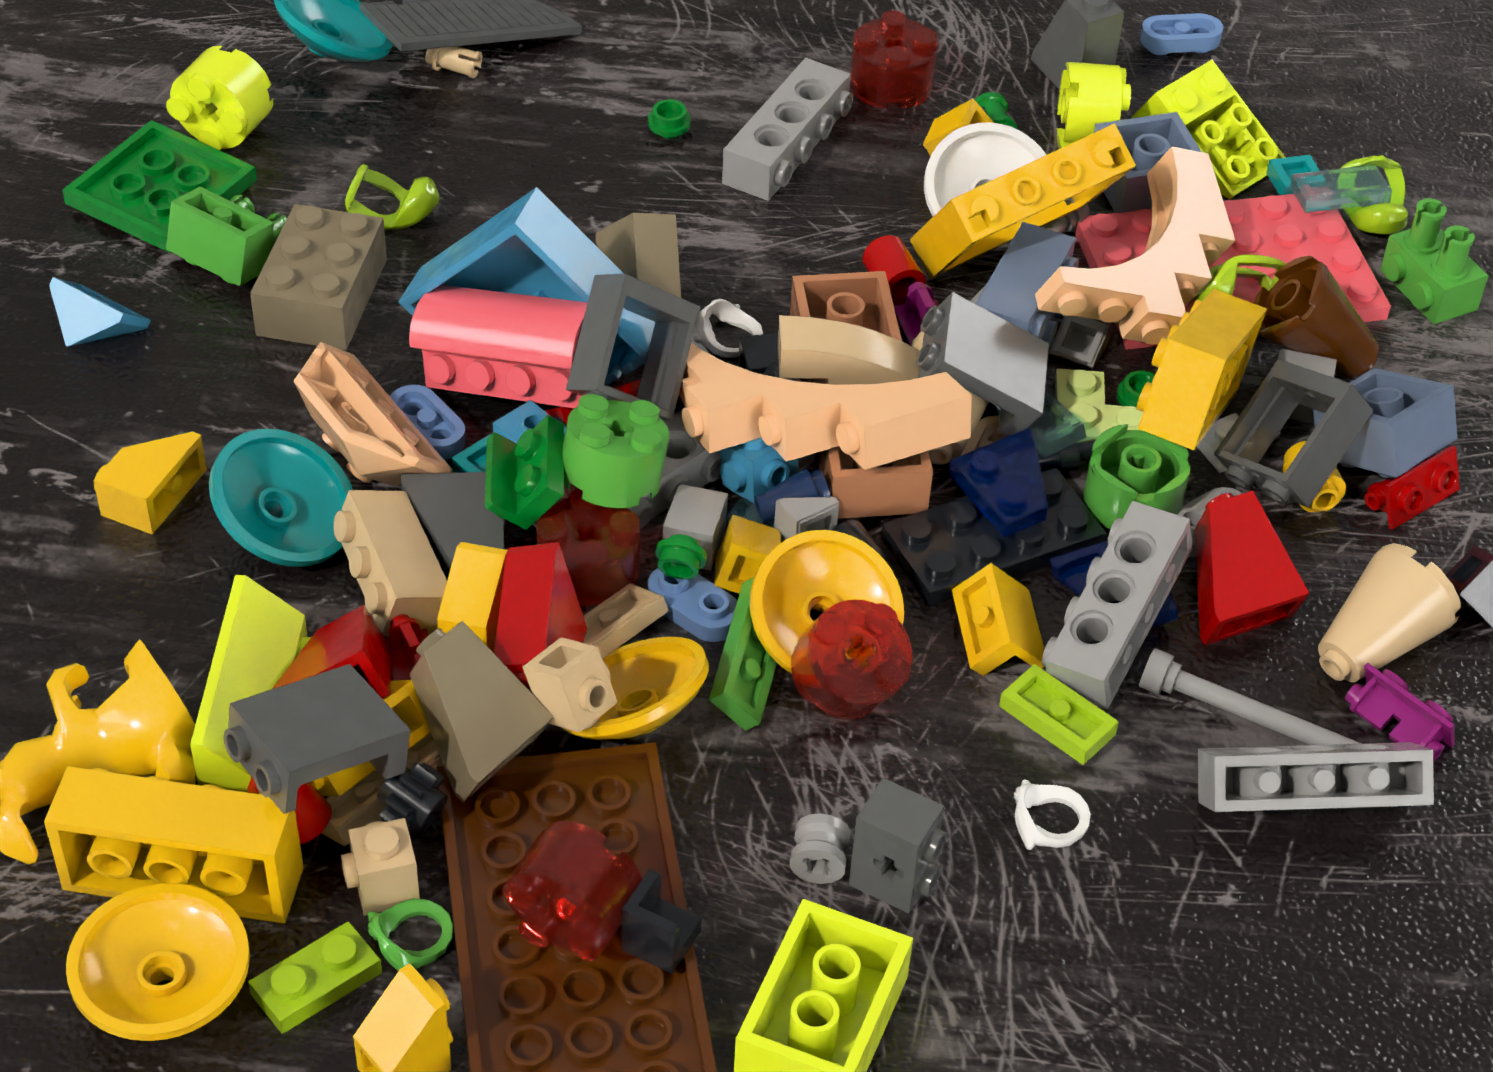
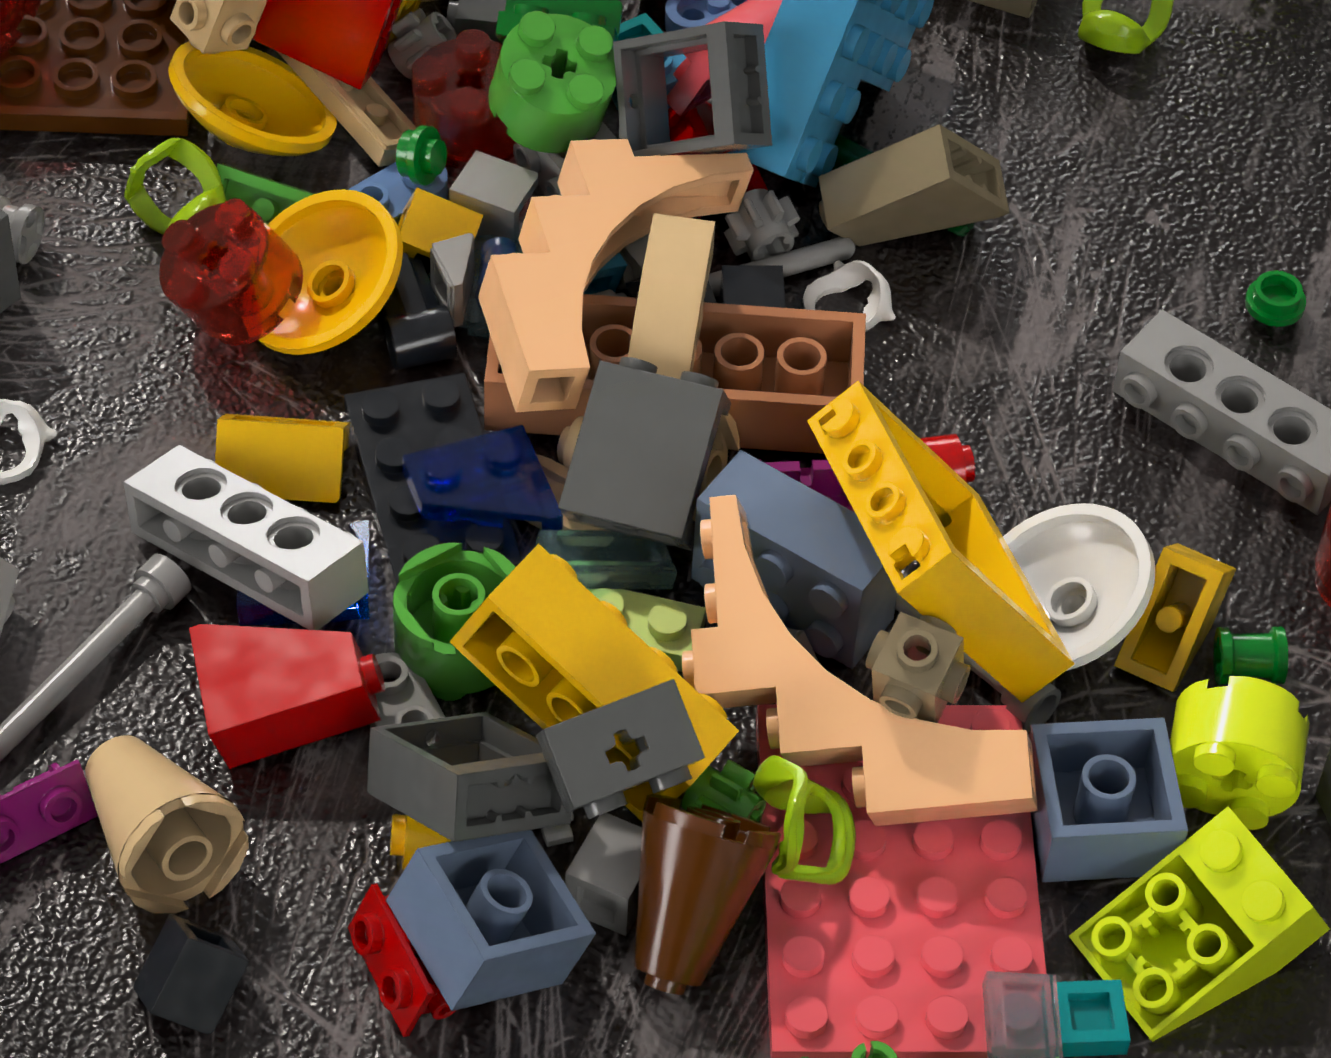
camera: 100 degrees right, 5 degrees up
(784, 710) = (194, 160): none -> lime piece
(1058, 714) = (96, 481): lime plate -> none
(1152, 189) = (918, 667): none -> dark tan brick
(1284, 314) = (579, 745): none -> dark grey brick

